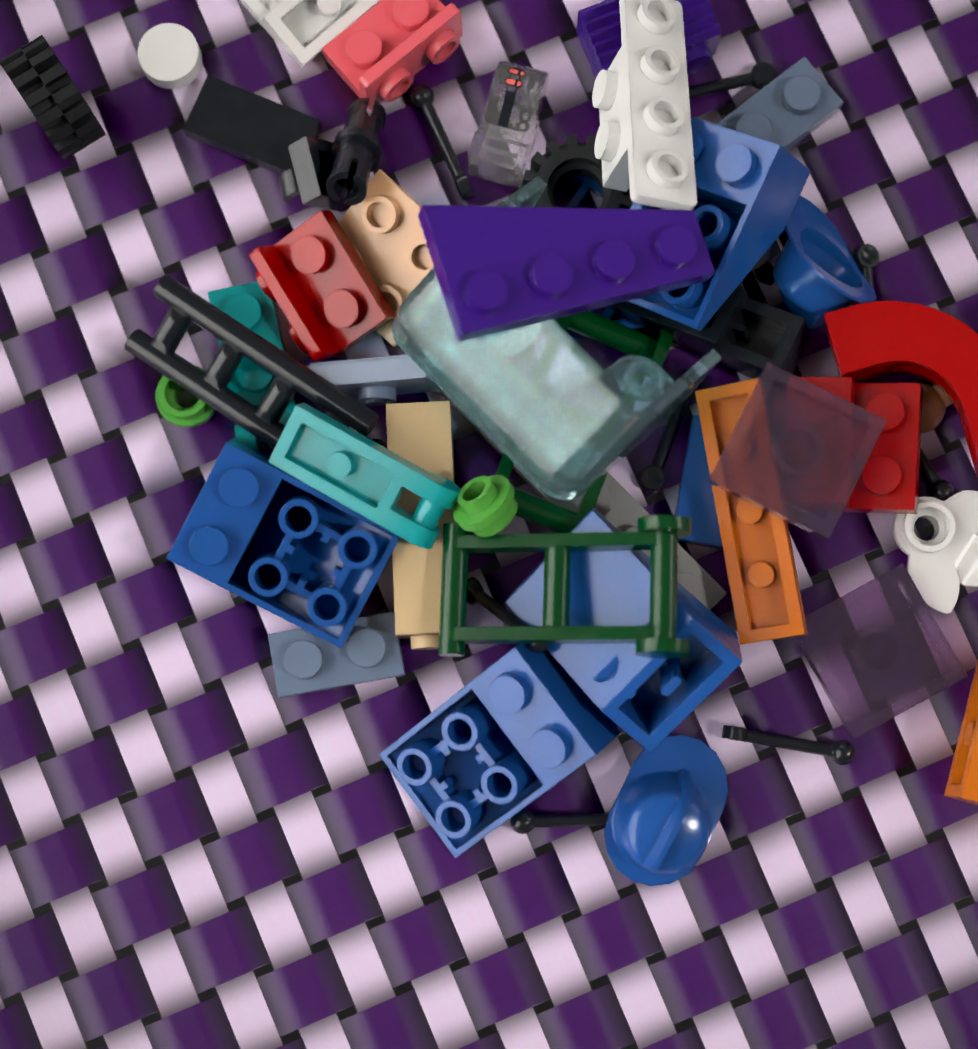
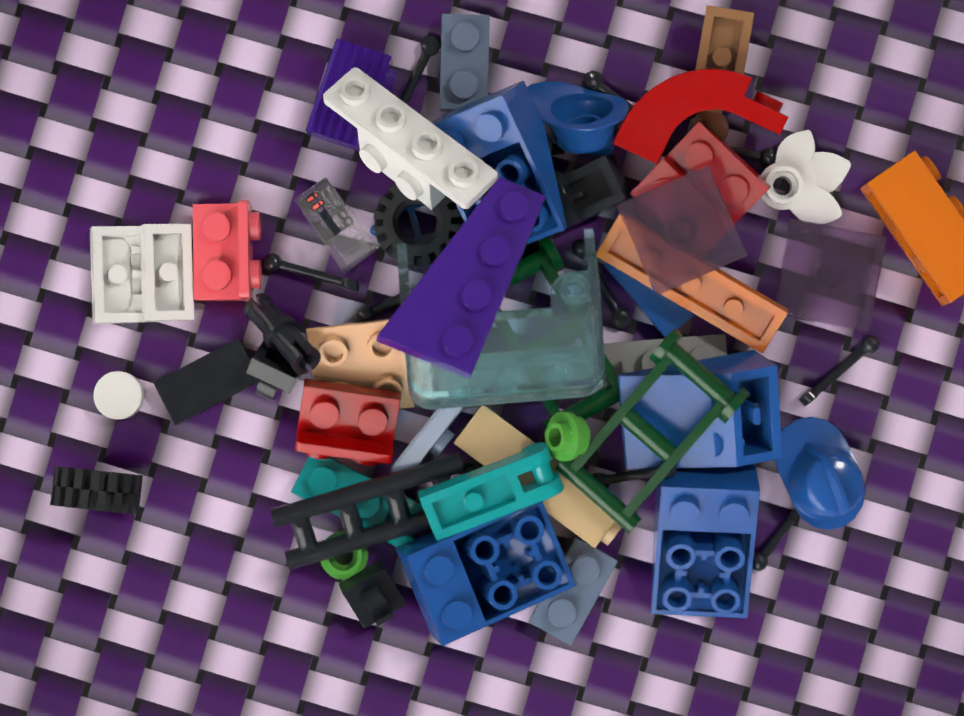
camera: 55 degrees left, 5 degrees up
(168, 454) = (372, 595): none -> black tile

